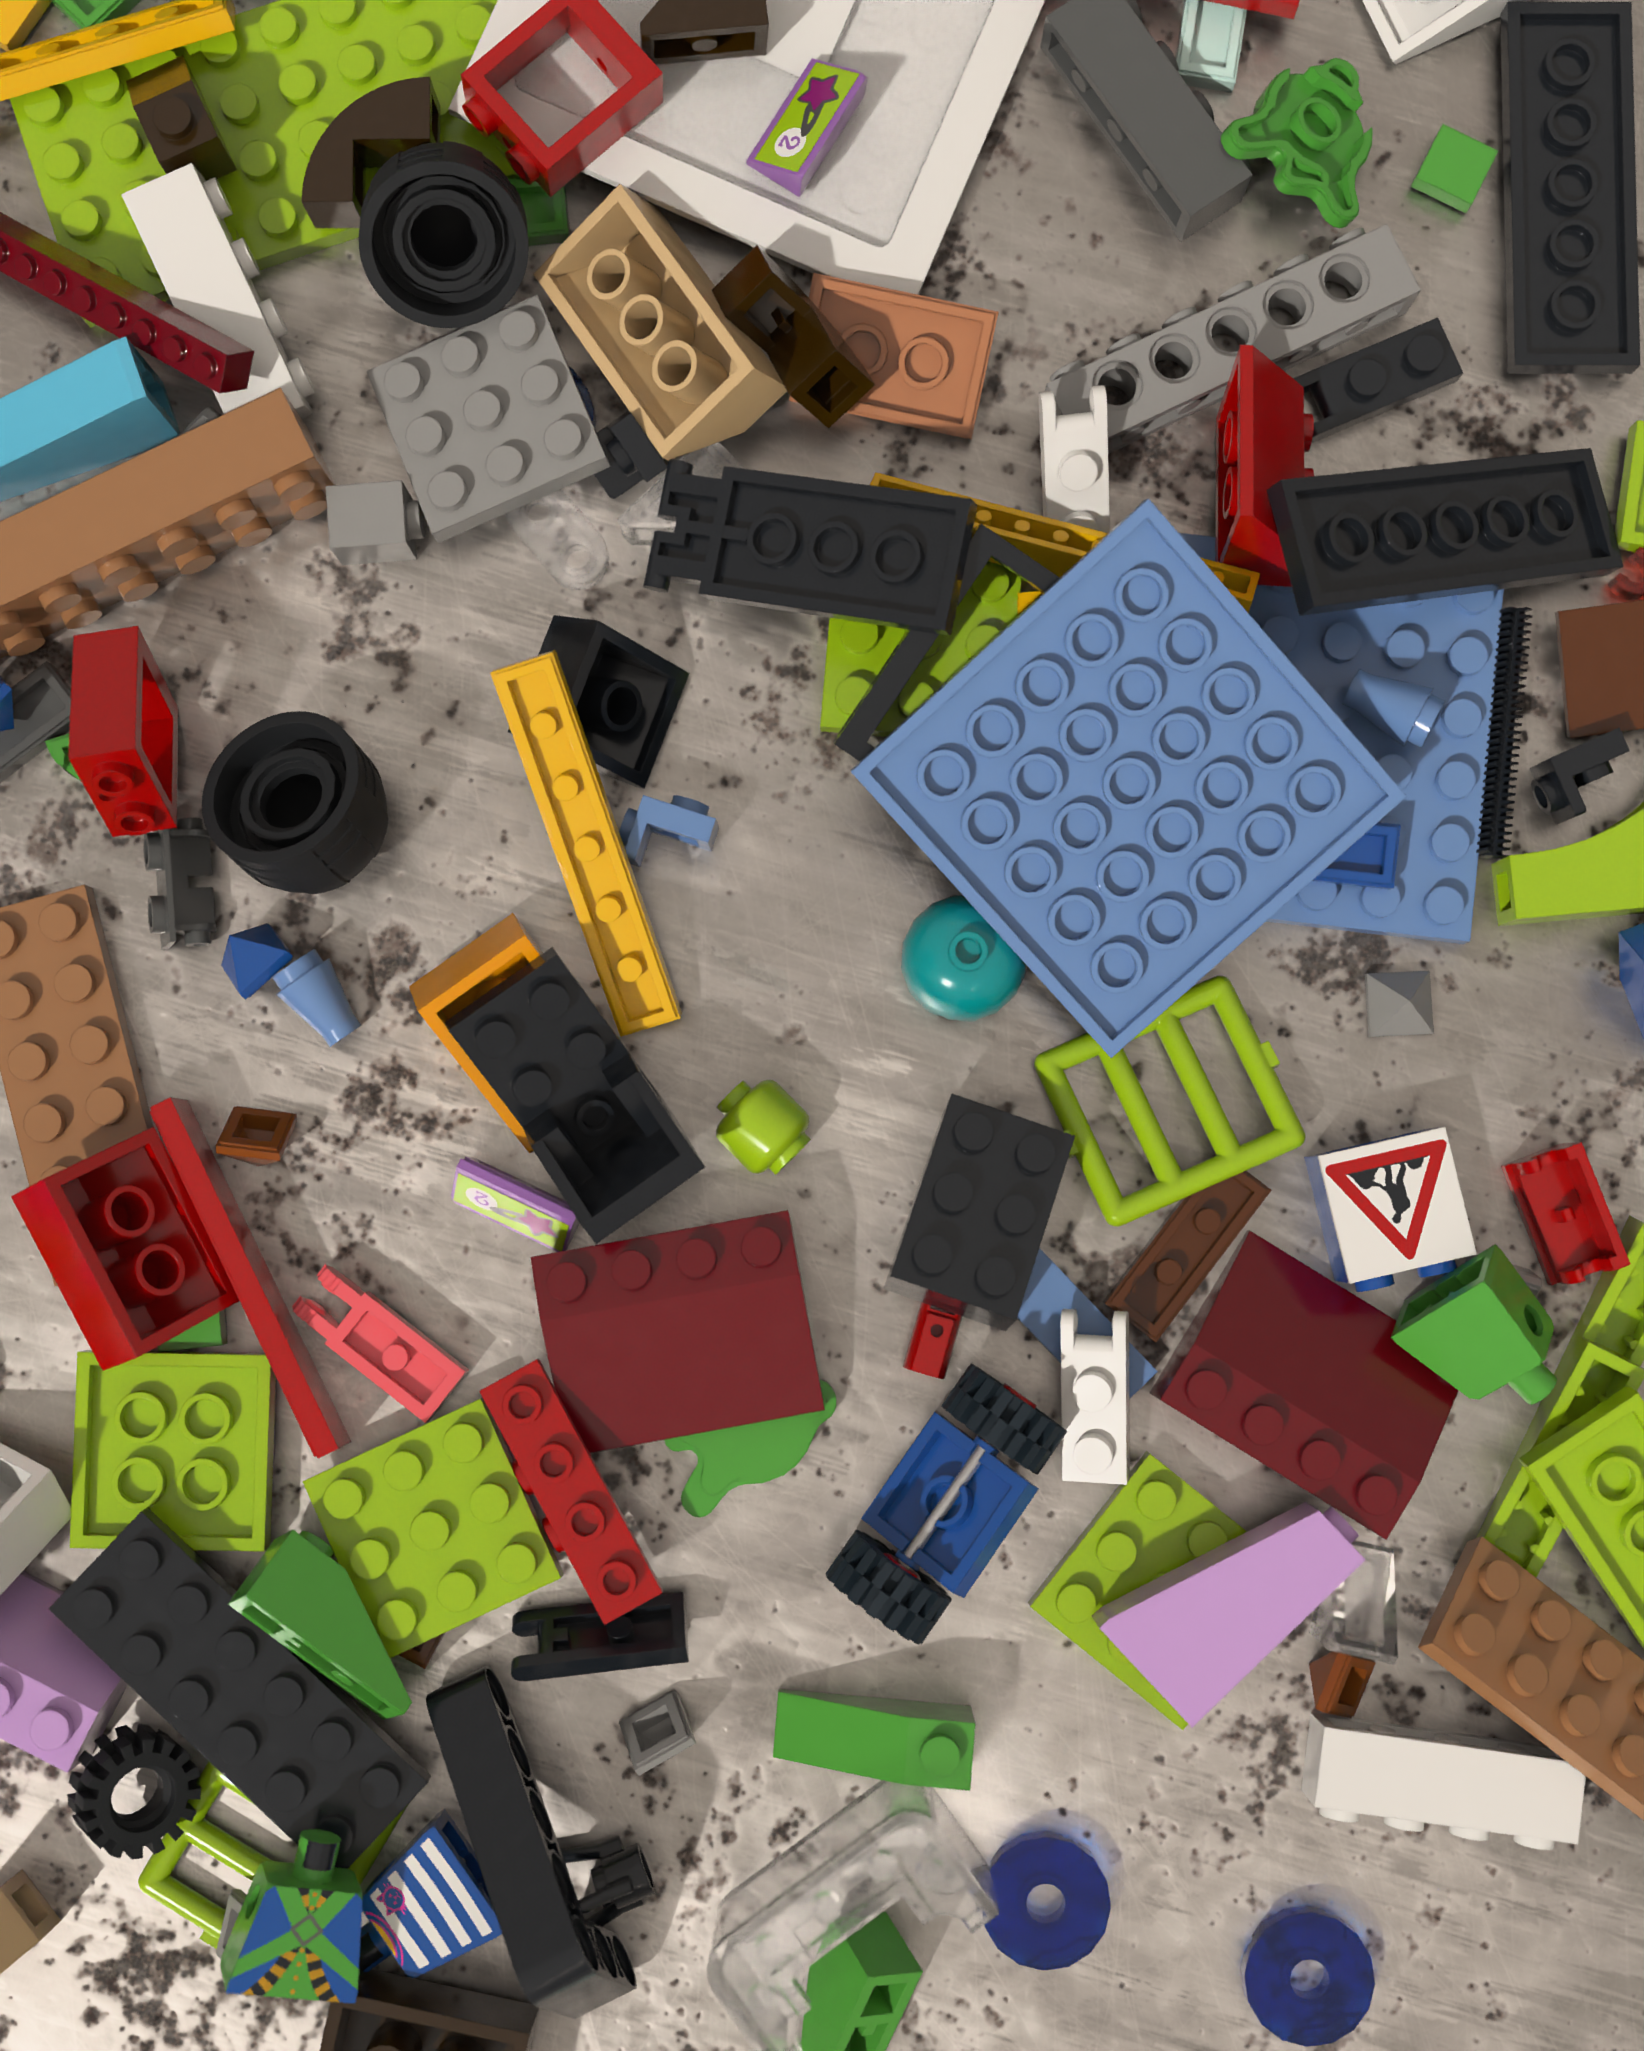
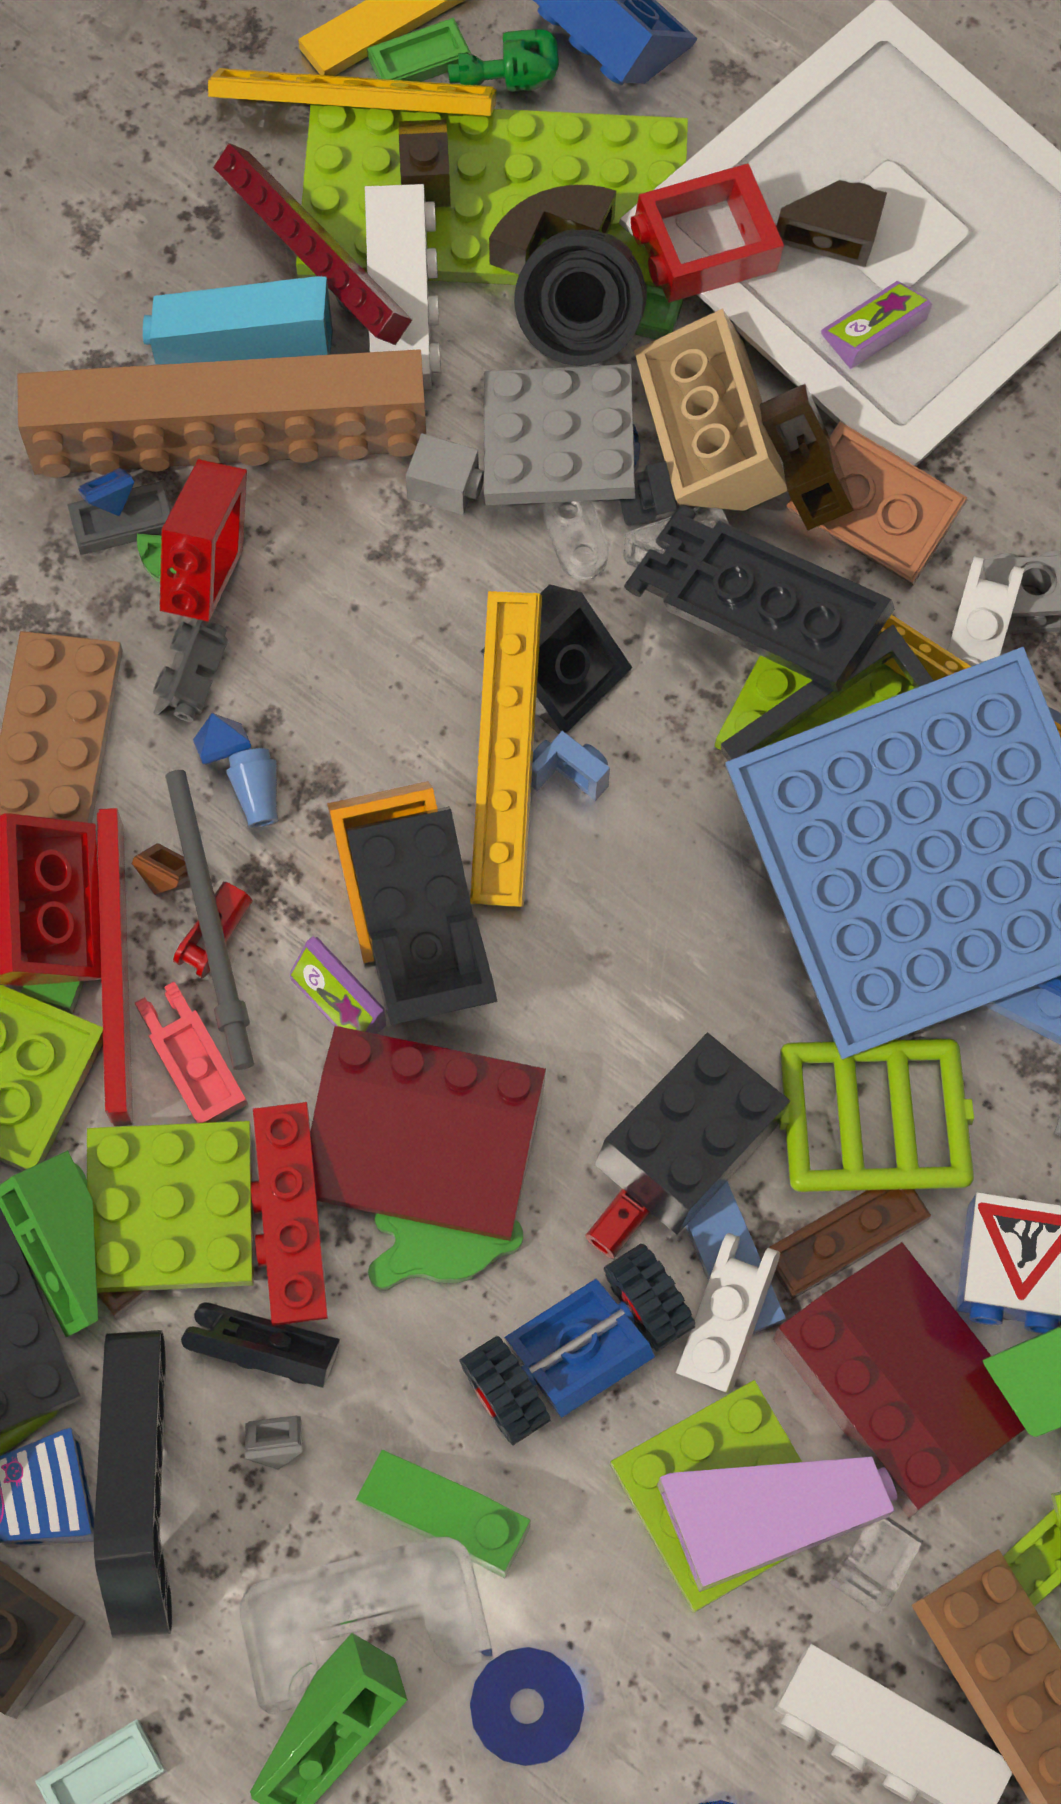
camera: 20 degrees right, 15 degrees down
(296, 803) = (305, 637): black piece -> none
(343, 1174) = (232, 906): none -> red bar
(407, 1284) = (231, 1012): none -> dark grey bar
(619, 1881) = (194, 1541): black plant -> none
(762, 1126) = (551, 1009): lime head -> none
(959, 962) = (753, 950): teal cylinder -> none
(1339, 1682) = (841, 1625): dark orange slope -> none

